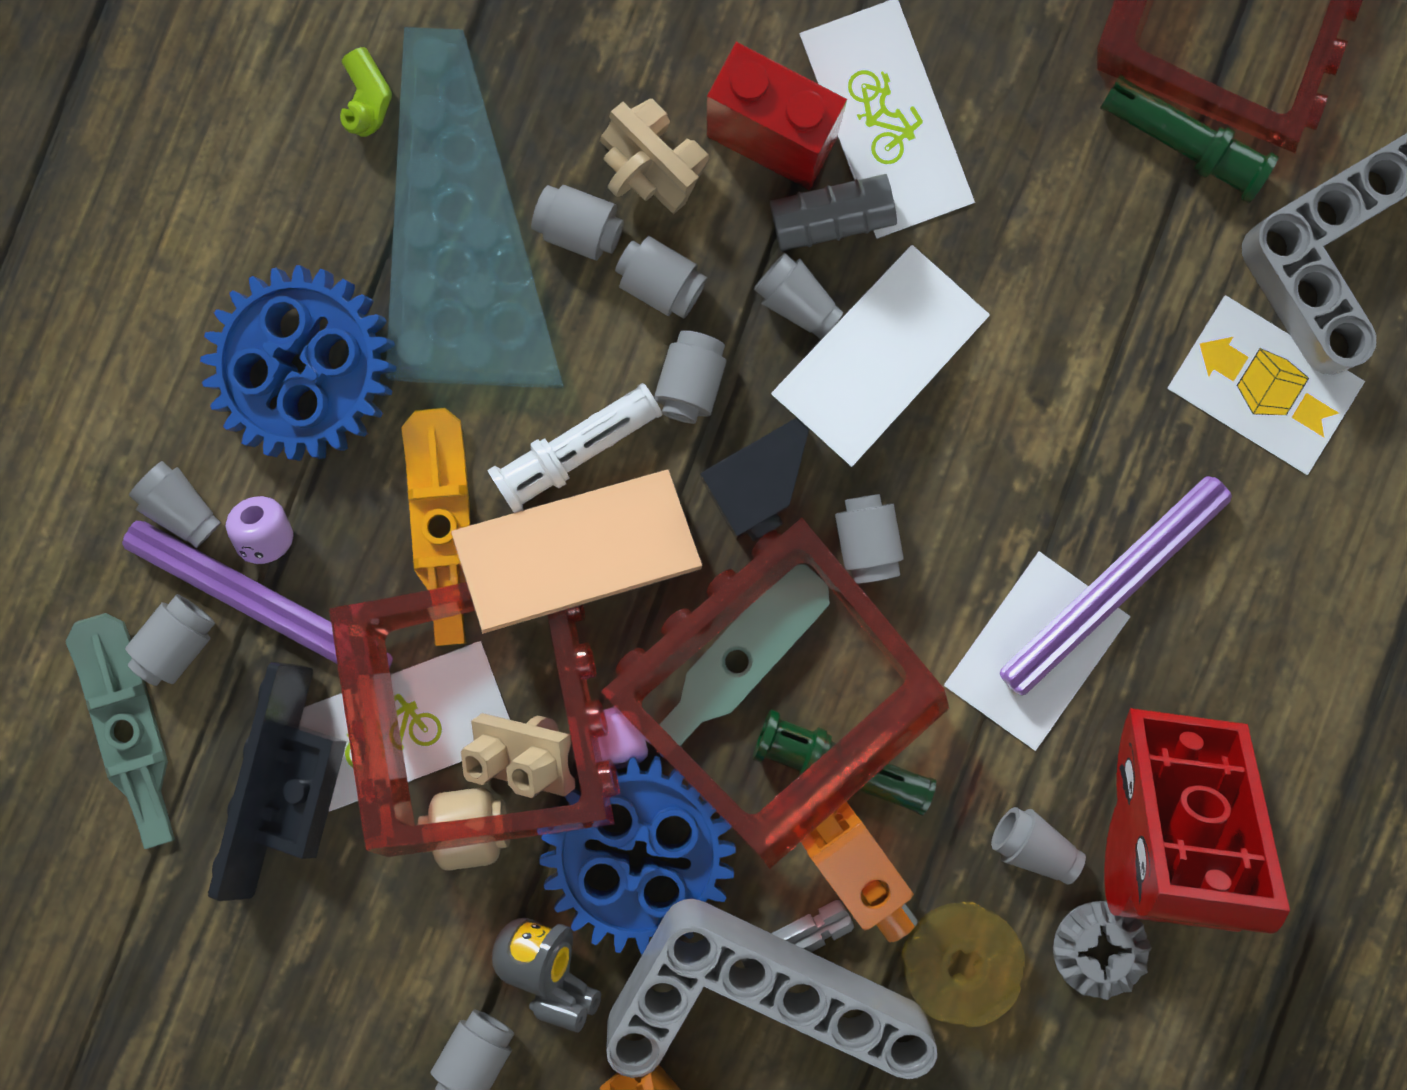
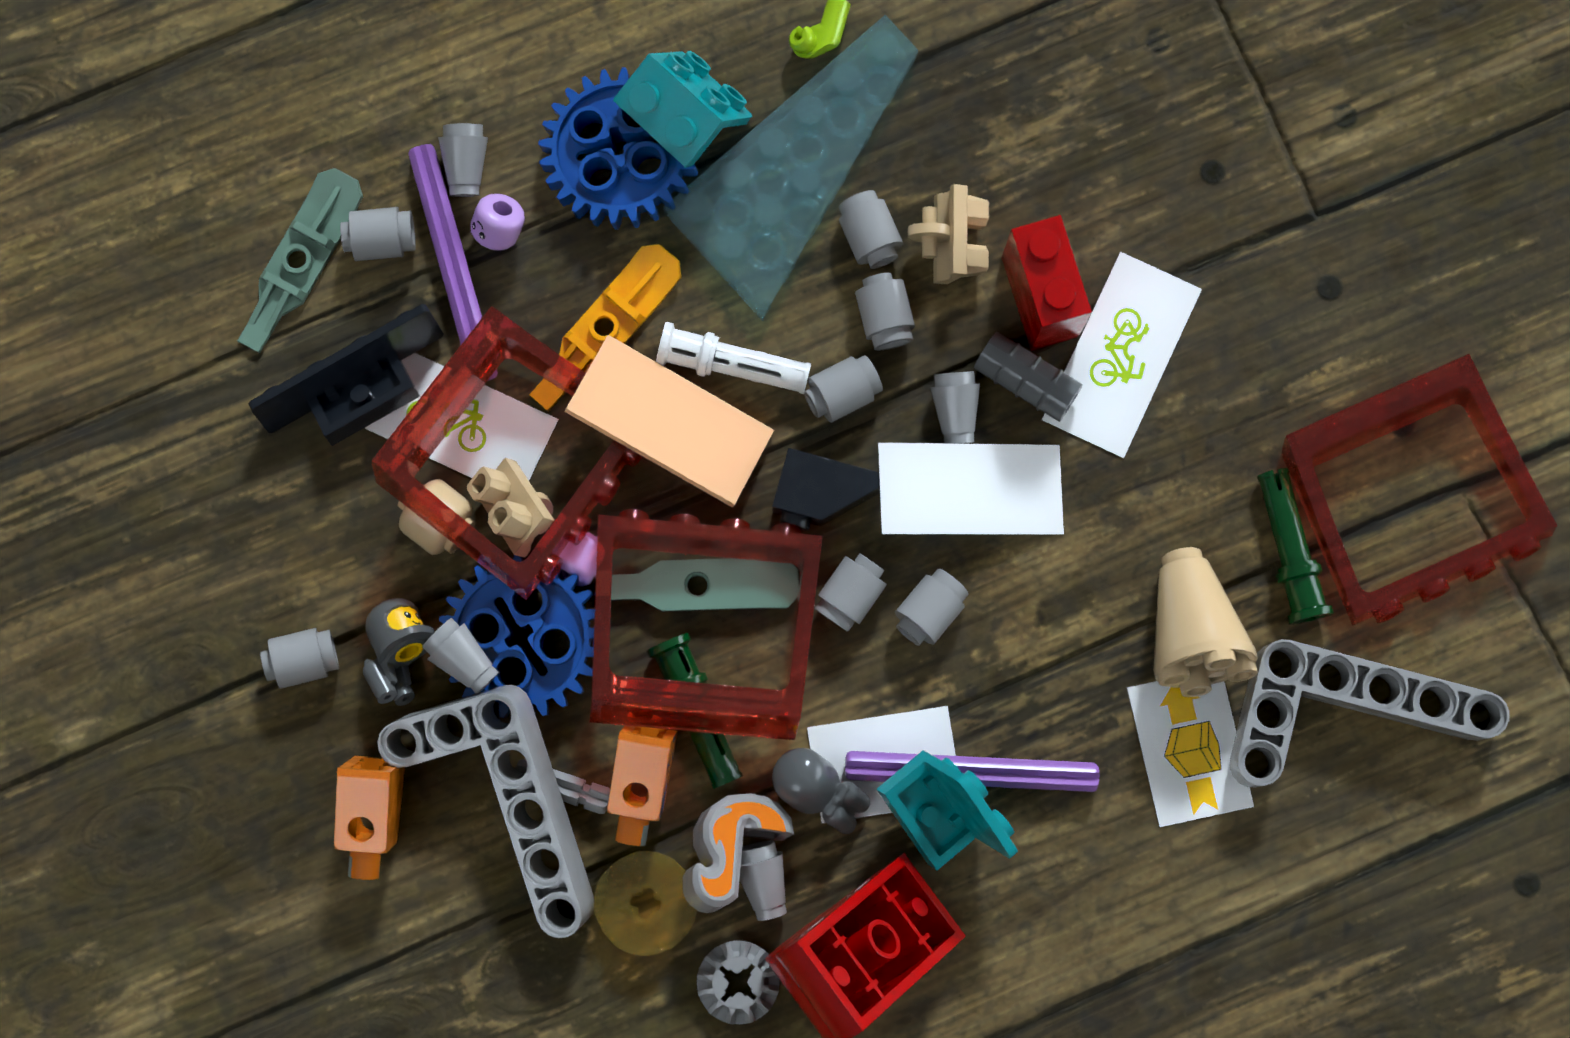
camera: 45 degrees right, 5 degrees down
(311, 274) = (681, 103): none -> teal bracket
(608, 926) = (460, 656): none -> light grey cone
(948, 485) = (931, 607): none -> light grey brick
(980, 859) = (719, 846): none -> light grey animal
(1003, 730) = (813, 786): none -> dark grey piece
(1132, 643) = (944, 809): none -> teal bracket
(1182, 279) = (1197, 628): none -> tan cone

